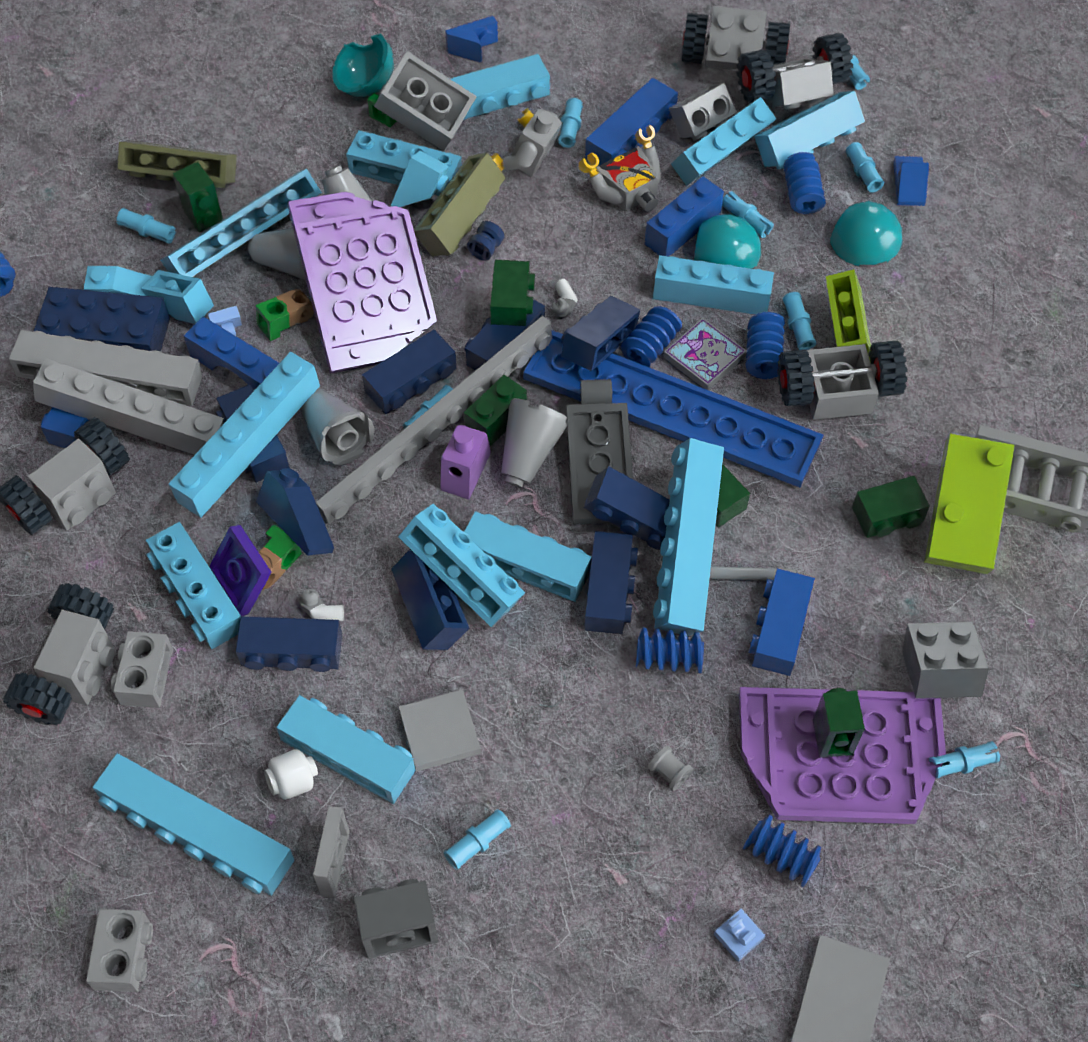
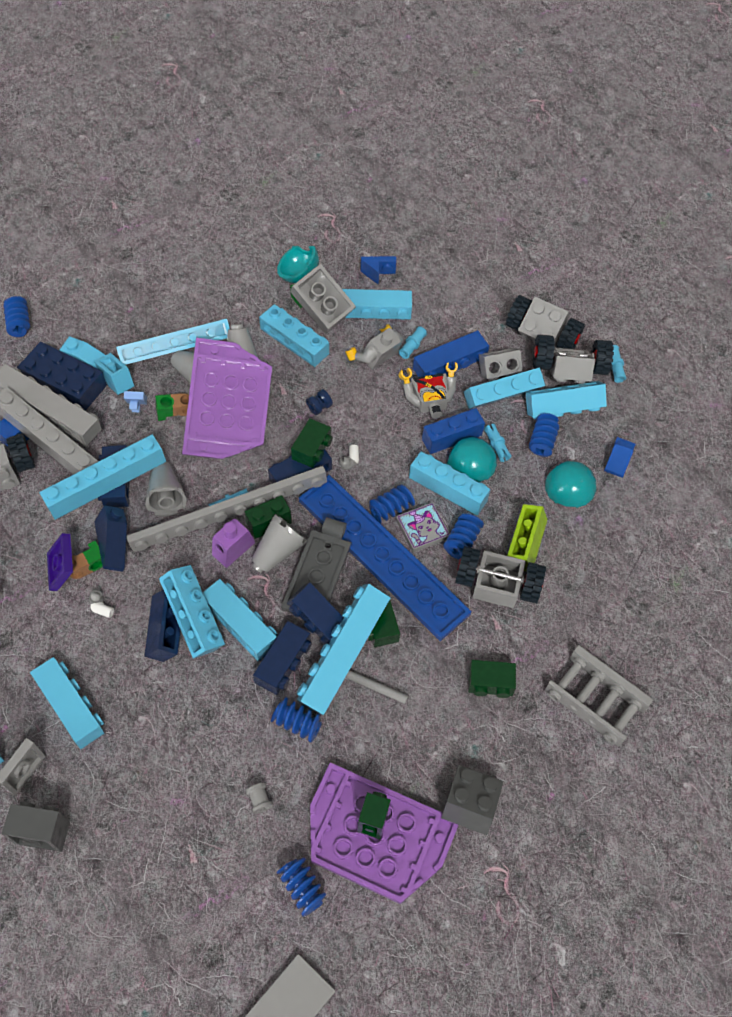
camera: 20 degrees right, 0 degrees up
(146, 225) = (120, 322): medium azure pin -> none
(166, 159) = (157, 288): olive brick -> none
(194, 584) = (31, 561): medium azure brick -> none
(198, 196) = (156, 314): dark green brick -> none
(218, 347) = (124, 418): blue arch -> none
(289, 643) = (68, 620): dark blue brick -> none
(290, 774) = (25, 705): white head -> none
(409, 371) = (229, 471): dark blue brick -> none
(421, 180) = (295, 349): medium azure slope -> none
(439, 730) = (130, 713): light grey tile -> none
(459, 205) = (313, 373): olive brick -> none
(477, 839) = (115, 795): medium azure pin -> none
(599, 332) = (357, 489): dark blue brick -> none
(739, 935) = (247, 930): light blue tile -> none
(781, 621) = (380, 728): blue brick -> none
(799, 321) = (495, 527): medium azure pin -> none
(864, 167) = (592, 437): medium azure pin -> none
(965, 759) = (455, 874): medium azure pin -> none
(969, 503) = (541, 697): lime brick -> none

